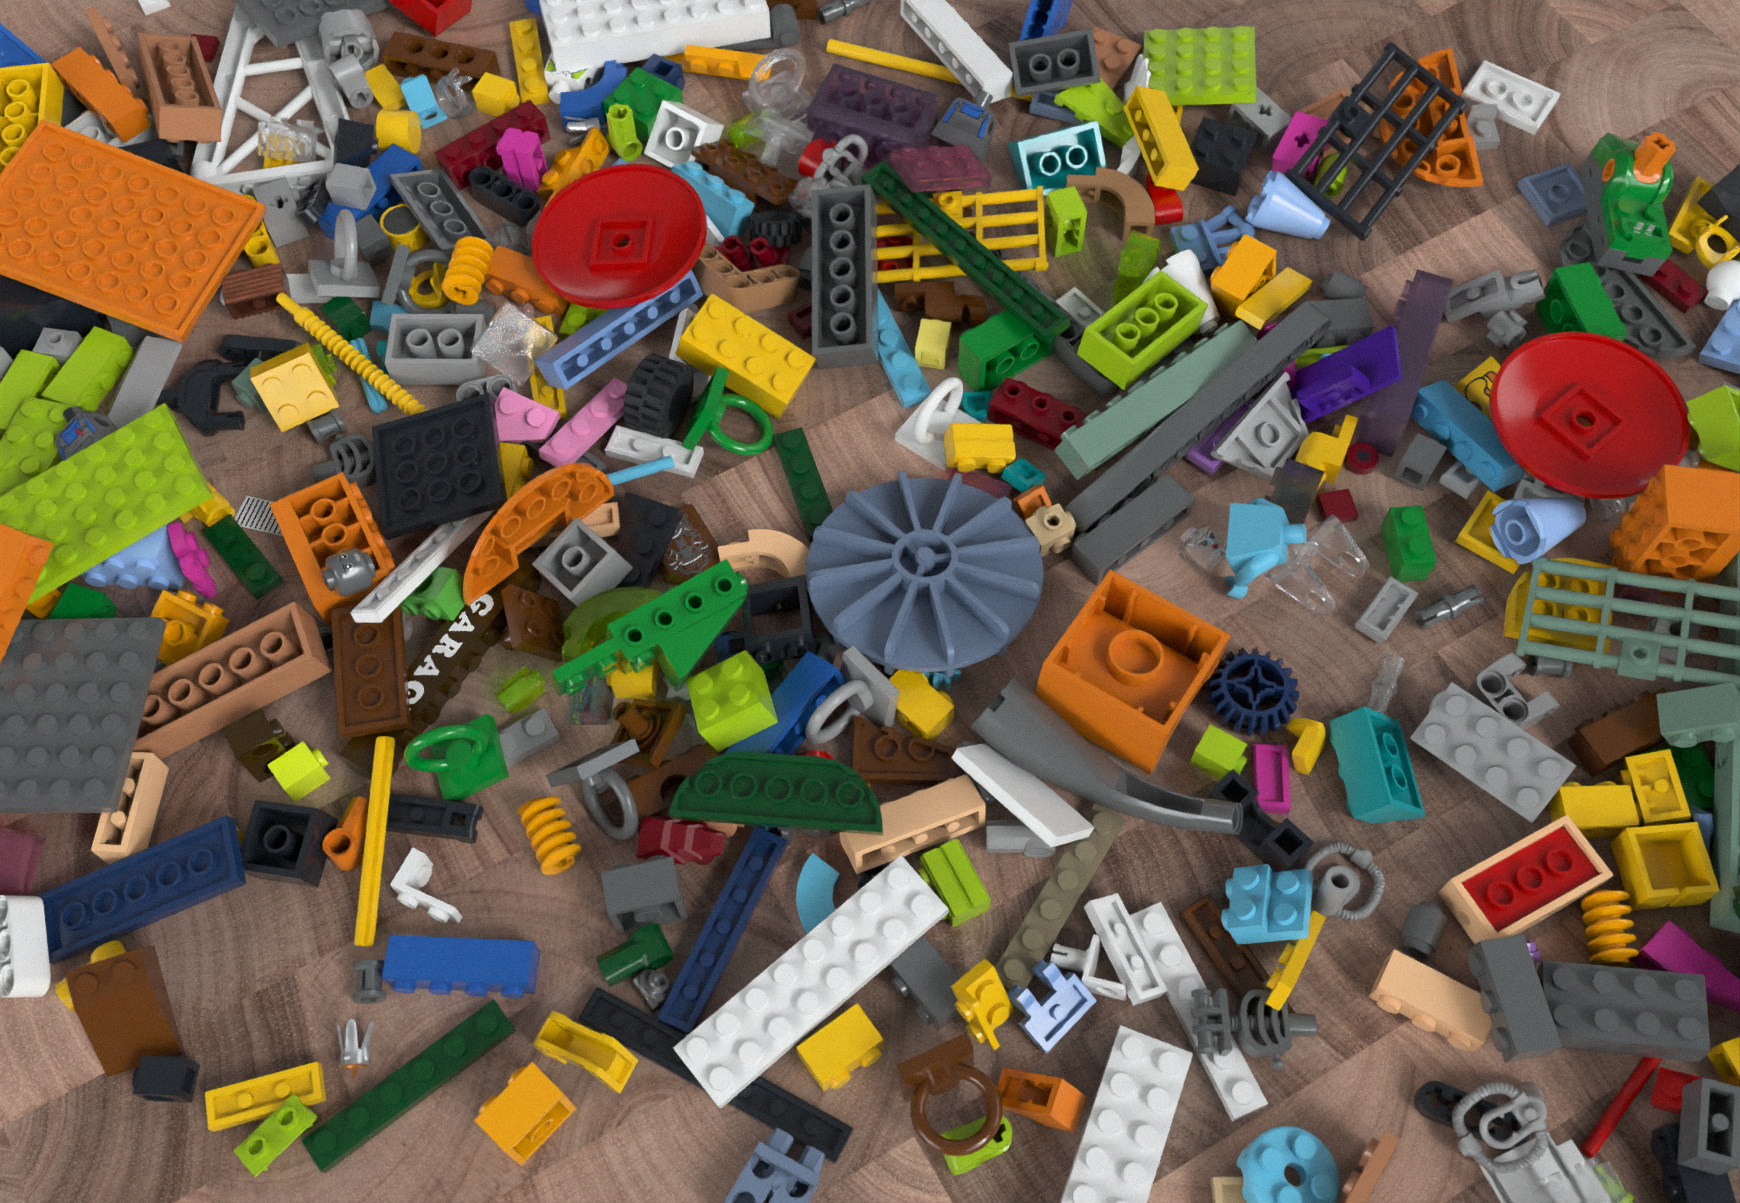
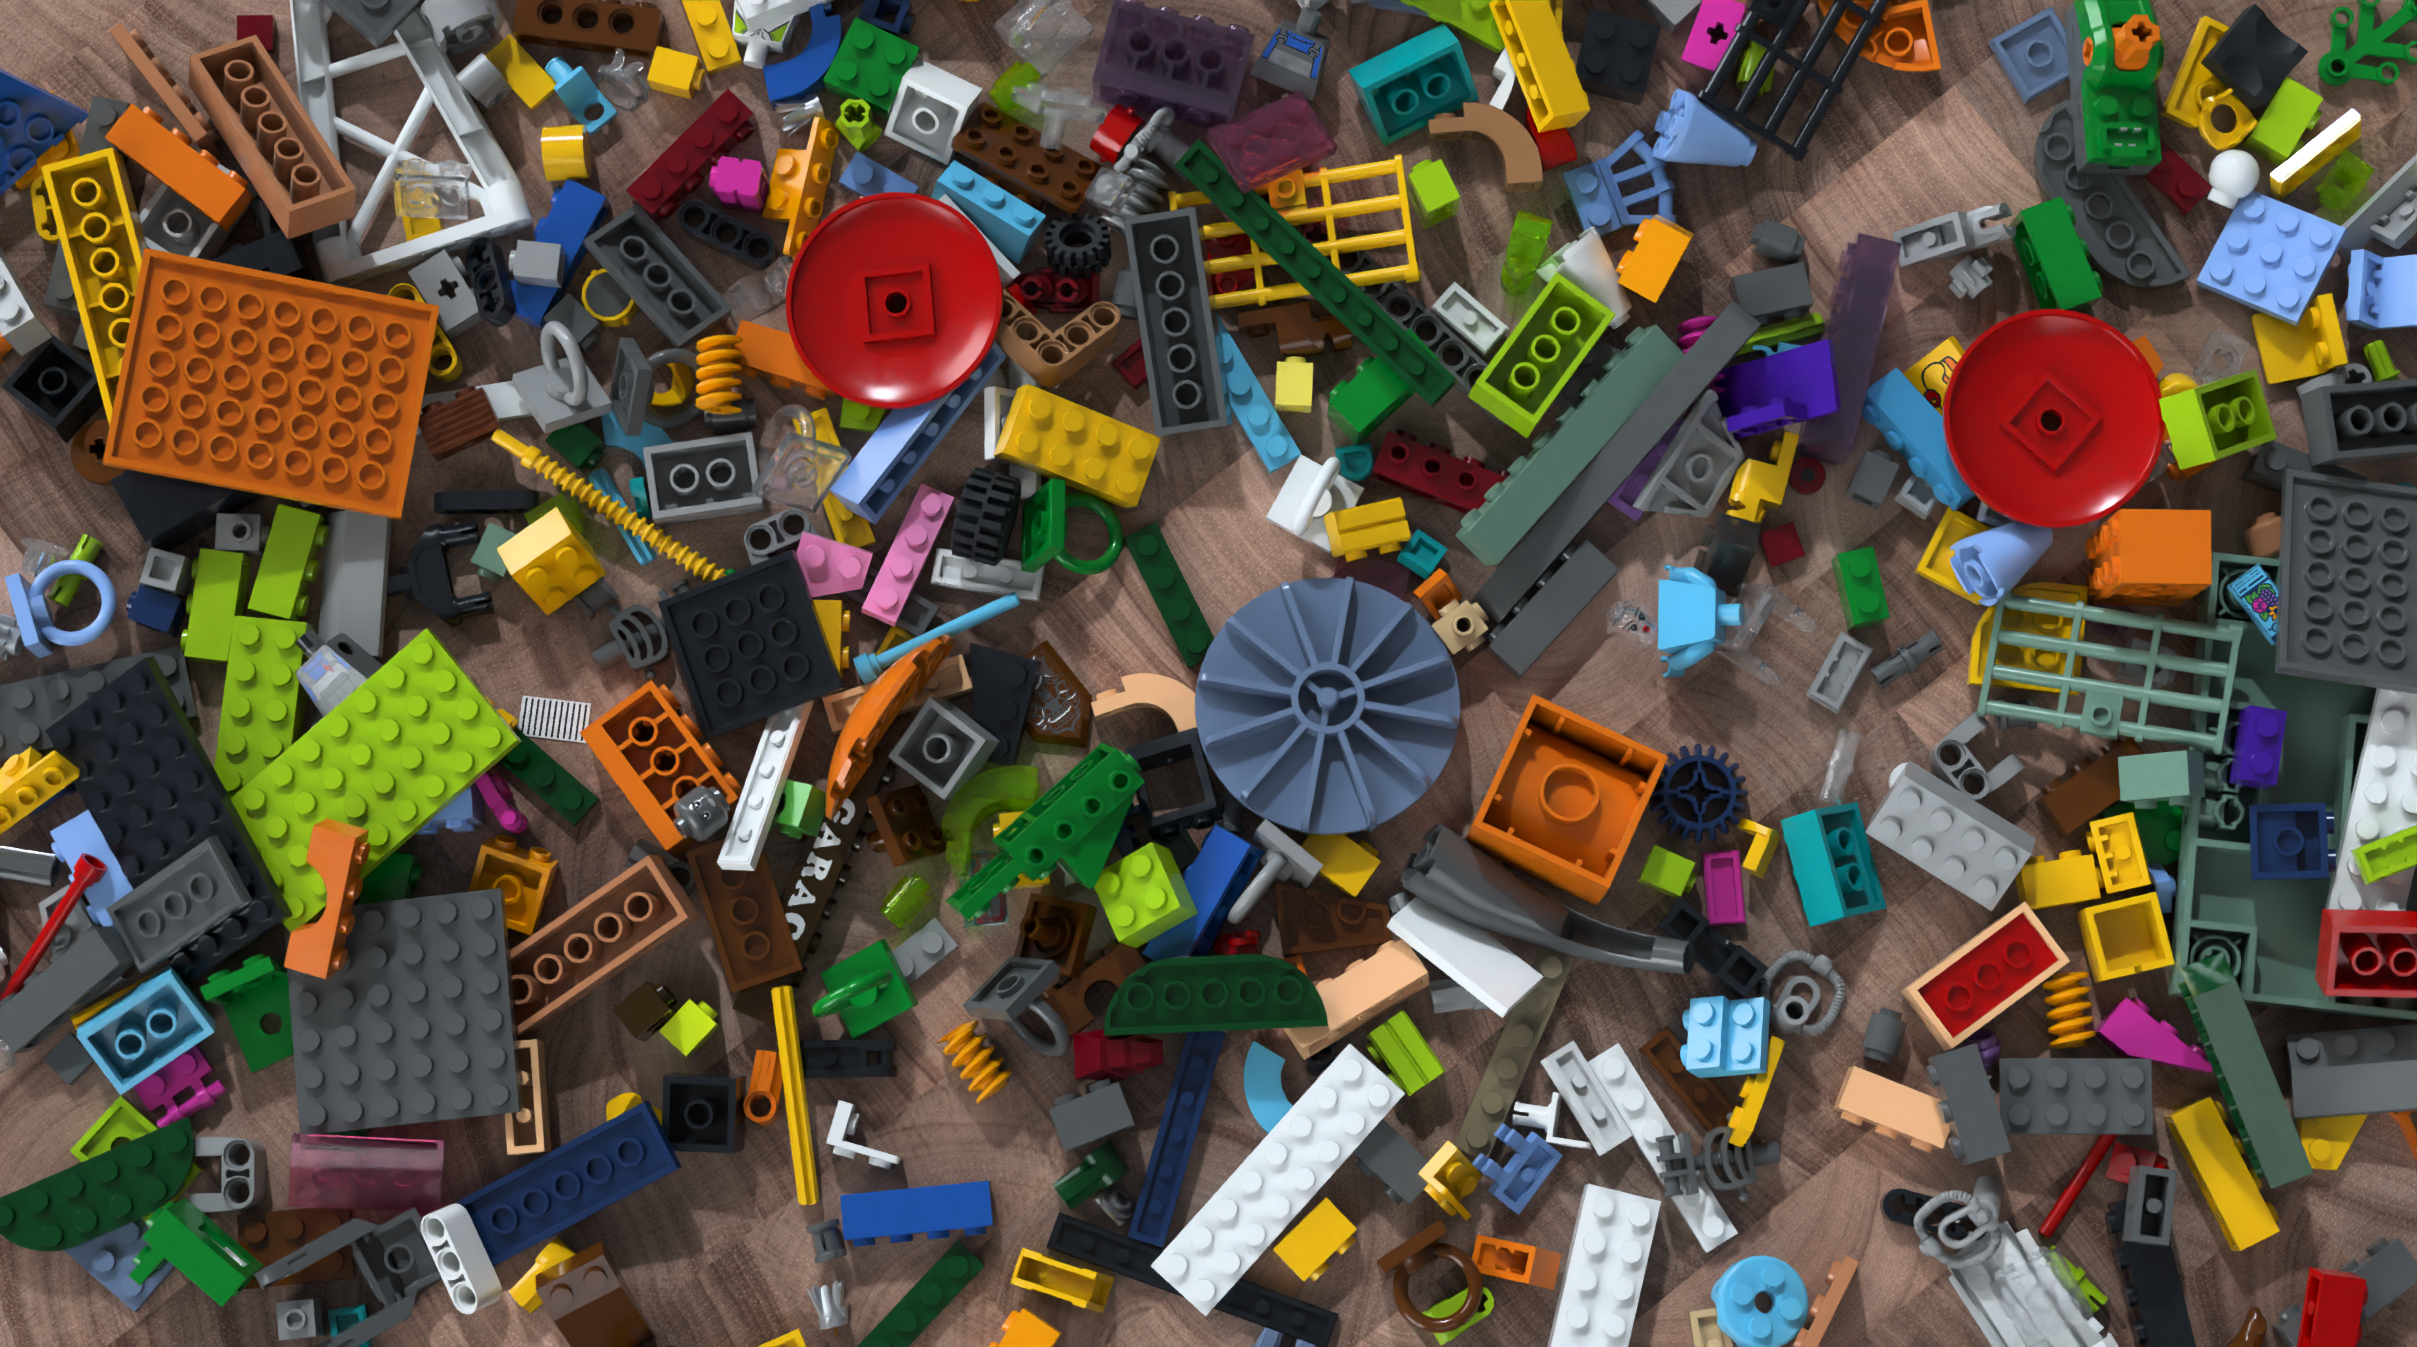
camera: 10 degrees left, 20 degrees up
(354, 143) = (520, 199): black slope -> none
(1273, 298) = (1694, 275): yellow tile -> none

